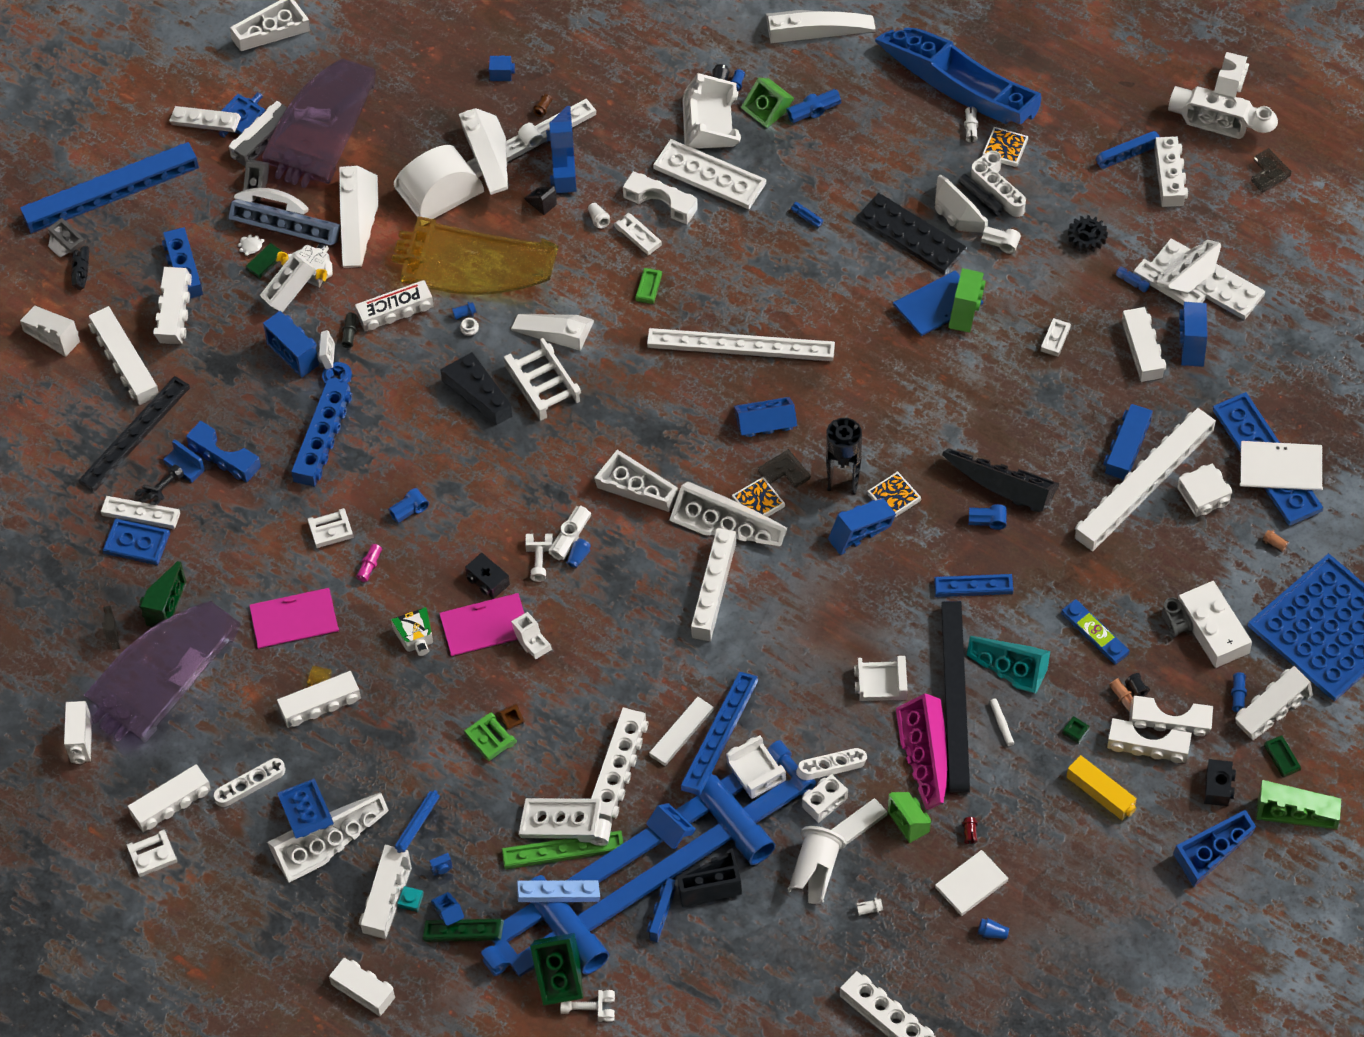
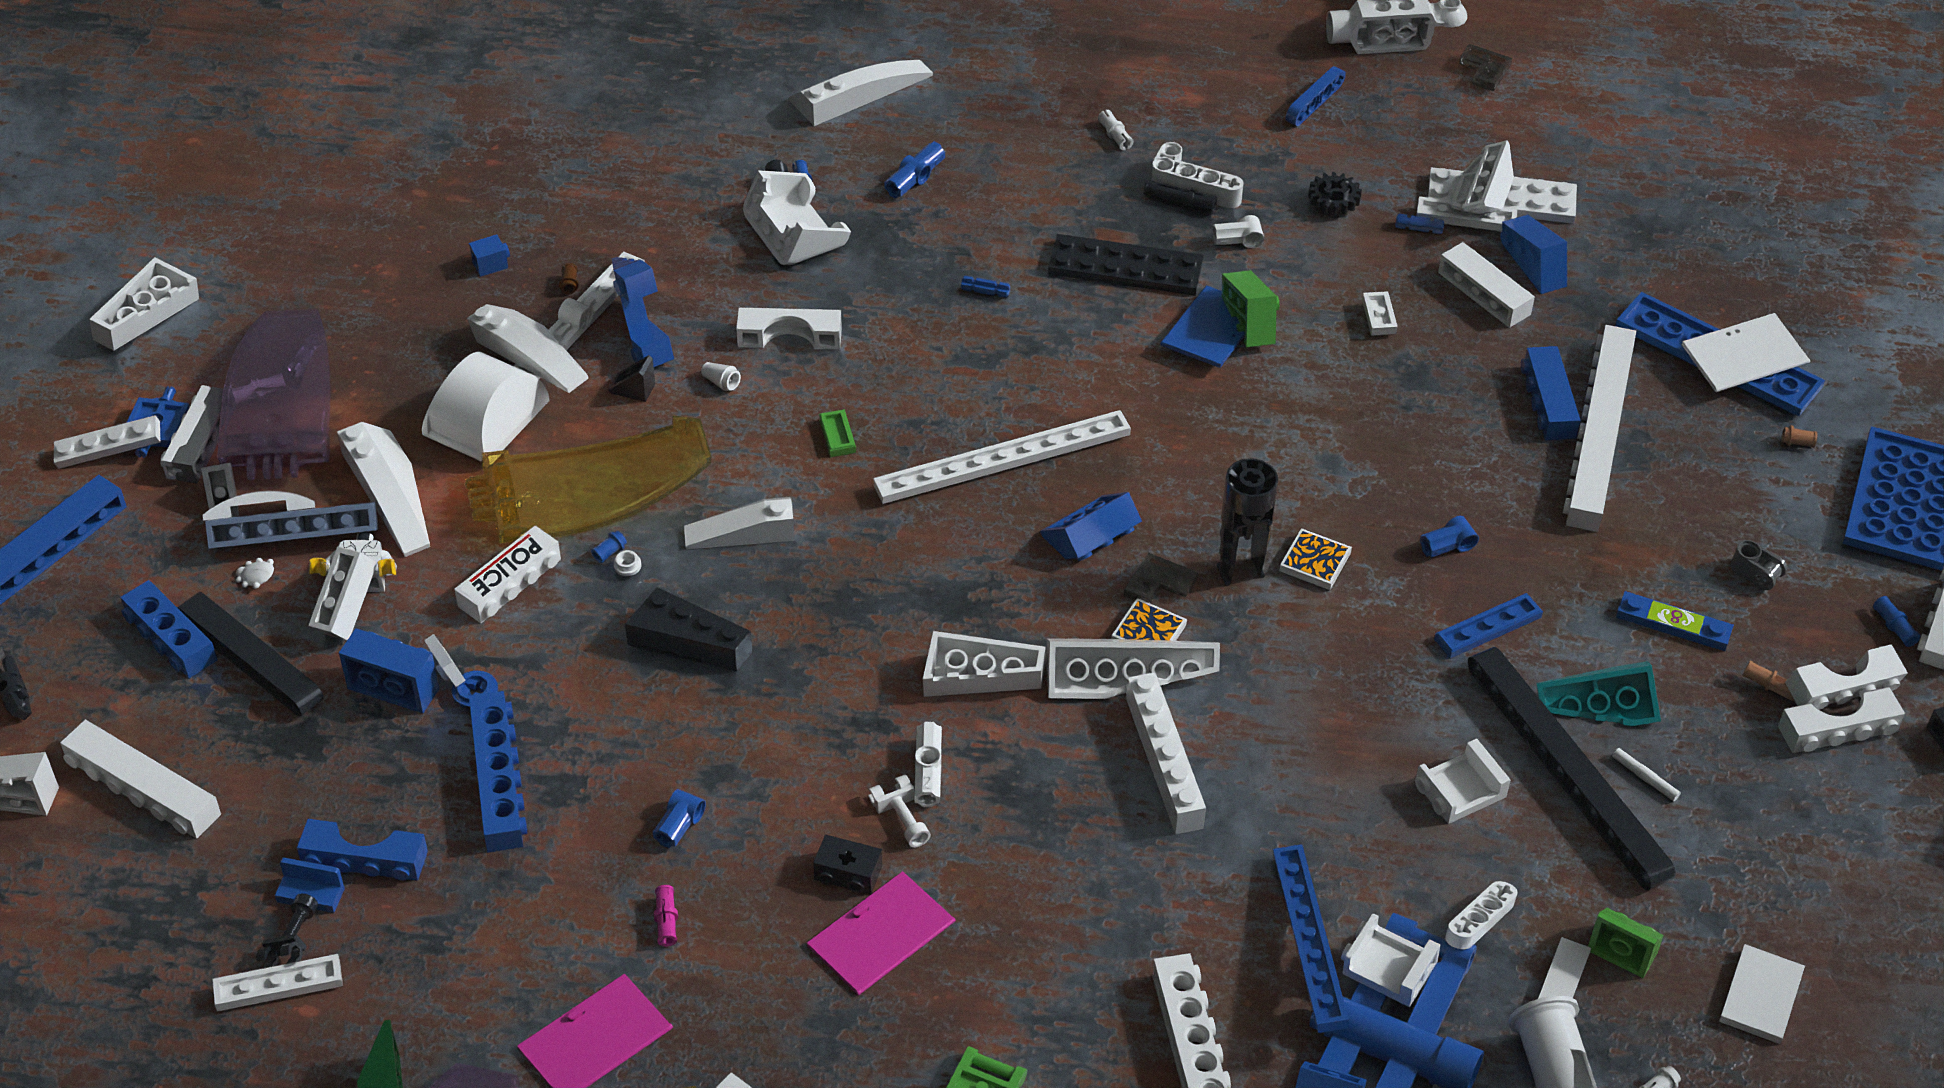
camera: 30 degrees left, 10 degrees down
(134, 434) = (208, 882): black tile -> none
(136, 541) = (291, 1027): blue tile -> none
(173, 306) = (185, 683): white wedge -> none
(221, 299) = (252, 655): none -> black beam
(263, 261) = (287, 585): dark green tile -> none
(330, 532) = (584, 897): white plate -> none
(349, 330) = (460, 627): pearl dark grey axle -> none
(414, 631) = (788, 980): torso -> none
(511, 716) = (996, 1040): reddish brown slope -> none
(529, 635) = (959, 921): white brick -> none
(531, 392) = (761, 611): white fence -> none
(578, 552) = (955, 784): blue cone -> none
(638, 234) = (786, 378): white plate -> none
(681, 731) = (1246, 961): white tile -> none
(709, 174) = (834, 282): white plate -> none
(767, 102) = (855, 183): bright green slope -> none
(828, 801) = (1501, 965): white brick -> none
(859, 523) = (1300, 605): blue wedge -> none
(925, 743) = (1578, 843): dark pink wedge -> none
(957, 208) = (1164, 213): white wedge -> none
(960, 76) = (1071, 84): blue slope -> none
(970, 830) = (1711, 925): dark red pin -> none
(992, 929) = (1835, 1042): blue cone -> none
(1008, 144) = (1171, 131): tile -> none
(1017, 486) = (1450, 489): black wedge -> none
(1075, 729) = (1741, 745): dark green tile -> none
(1101, 788) = (1831, 801): yellow brick -> none
(1137, 685) = (1776, 661): black bush -> none
(1170, 171) = (1379, 102): white brick -> none
(1204, 490) = (1680, 411): white brick -> none
(1215, 624) = (1813, 554): white brick -> none

